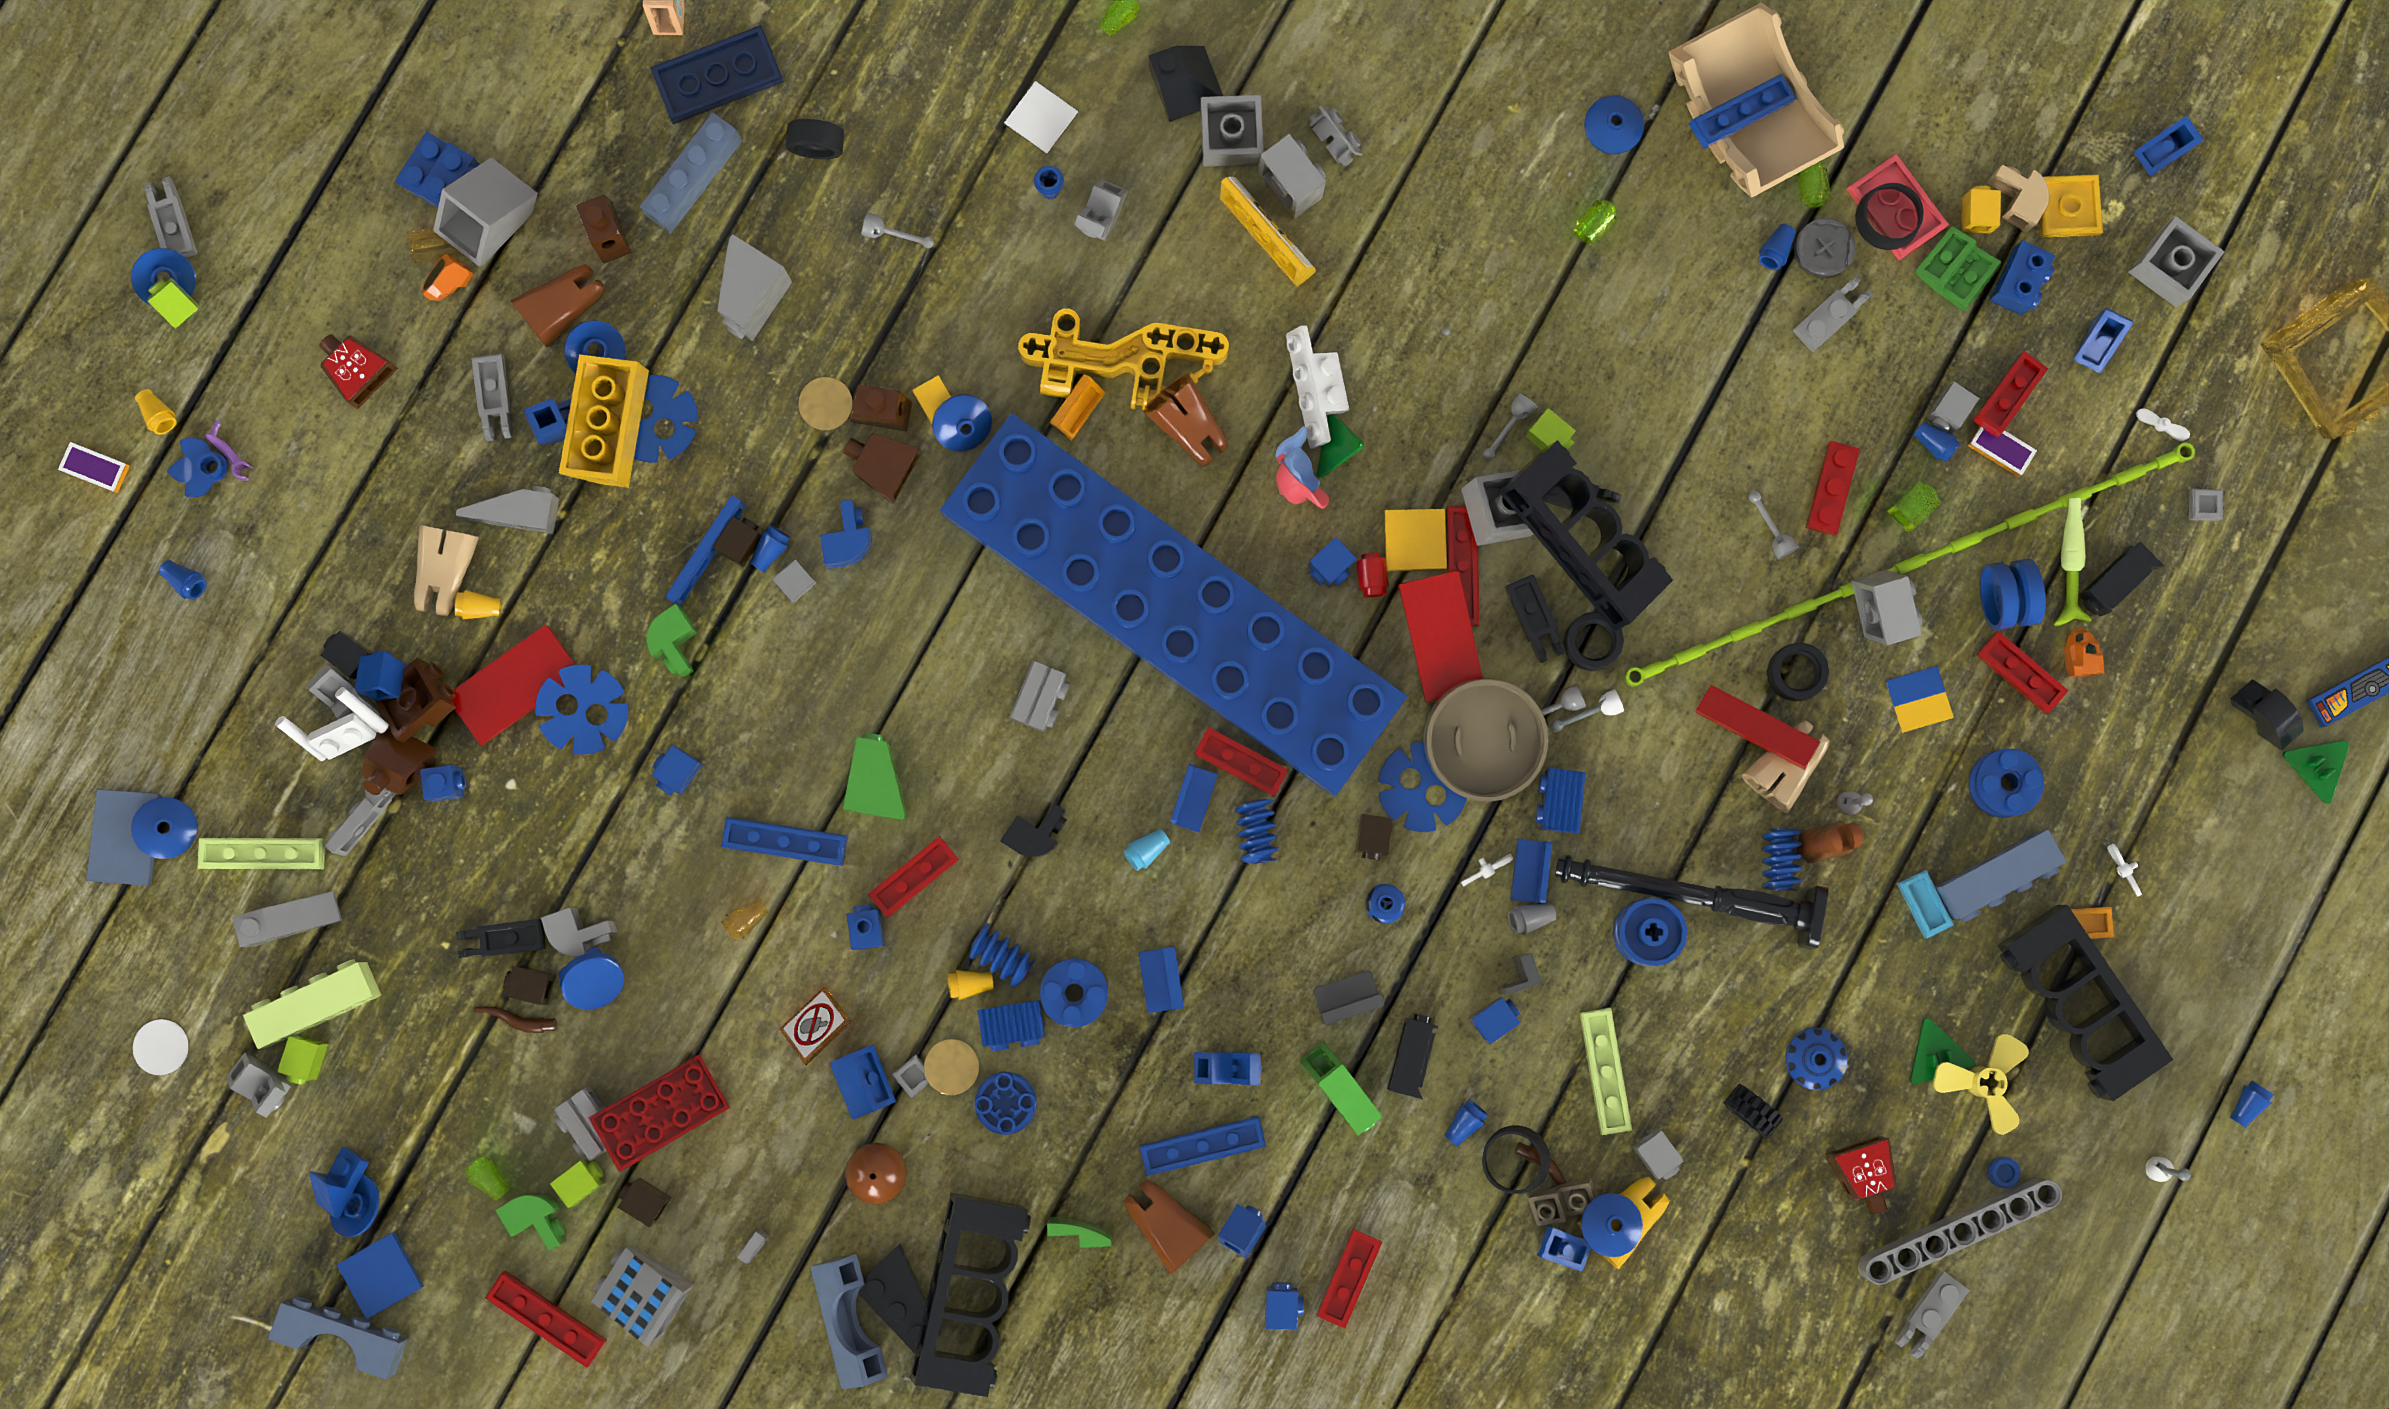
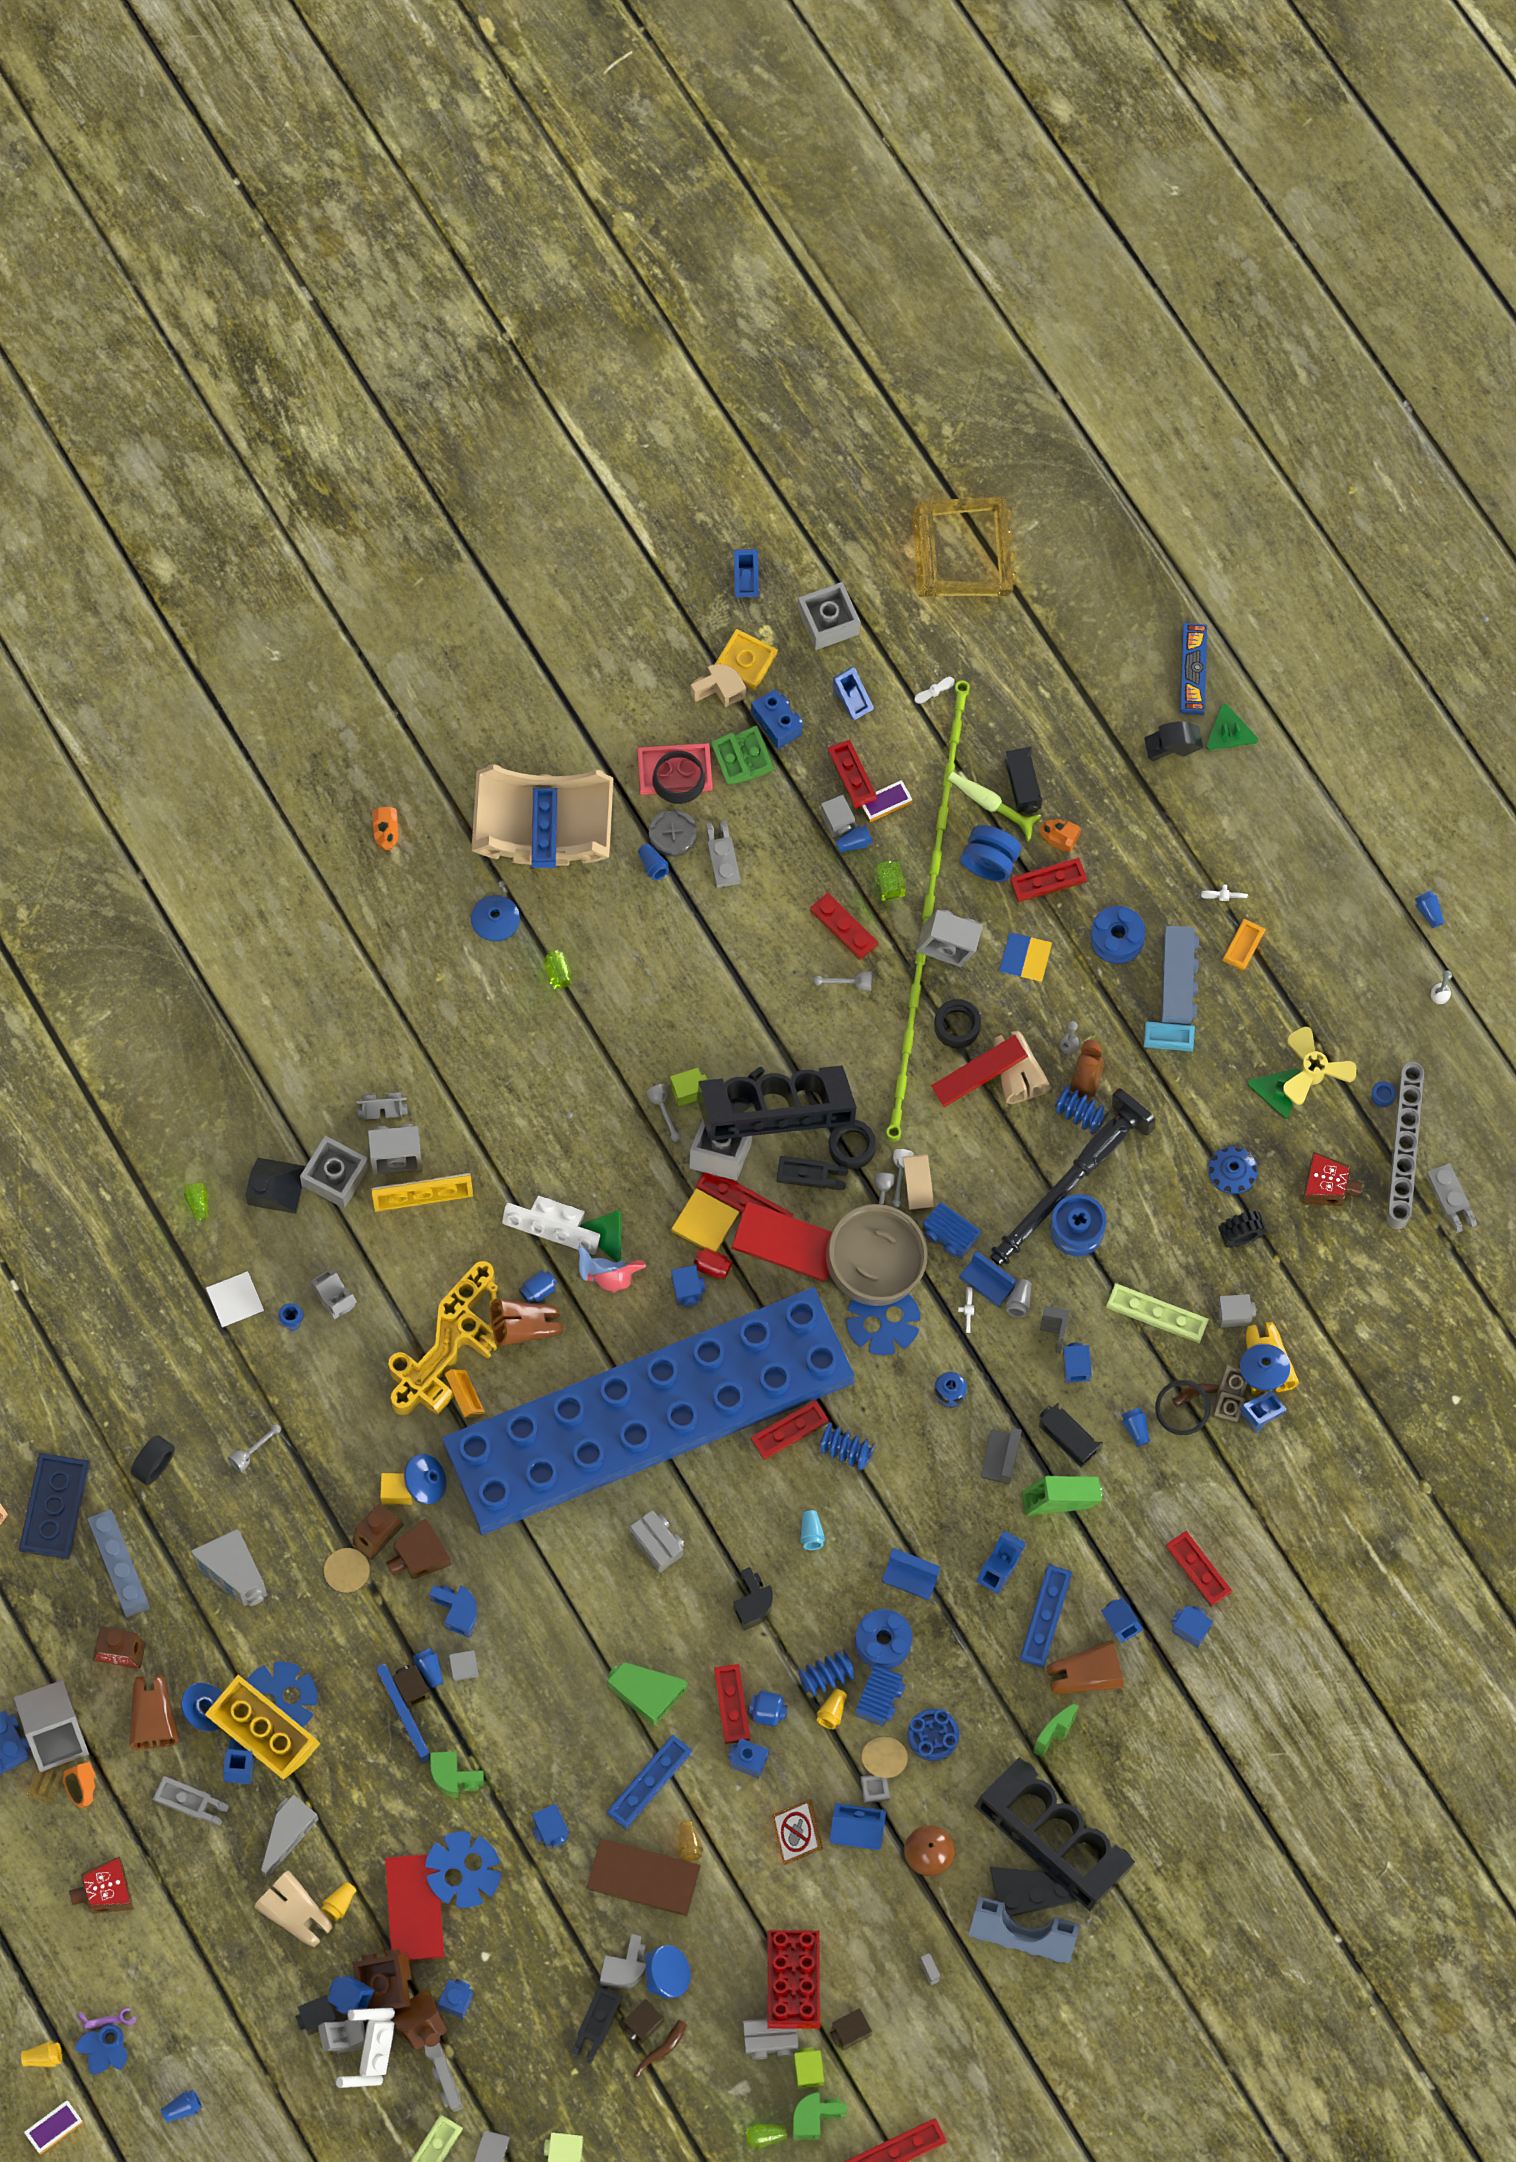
camera: 55 degrees left, 15 degrees down
(641, 1294) = (916, 2066): light grey slope -> none
(682, 895) = (643, 1877): none -> reddish brown tile
(930, 916) = (768, 1708): none -> blue head
(1193, 798) = (795, 1478): blue panel -> none
(1237, 412) = (538, 1287): none -> blue brick
(1373, 836) = (898, 1370): dark brown brick -> none
(1594, 735) = (918, 1181): none -> tan slope
(1814, 185) = (625, 813): clear neon green brick -> none
(1981, 210) = (712, 717): yellow brick -> none
(2127, 1065) = (1357, 970): black fence -> none
(2206, 504) = (1006, 696): light grey tile -> none

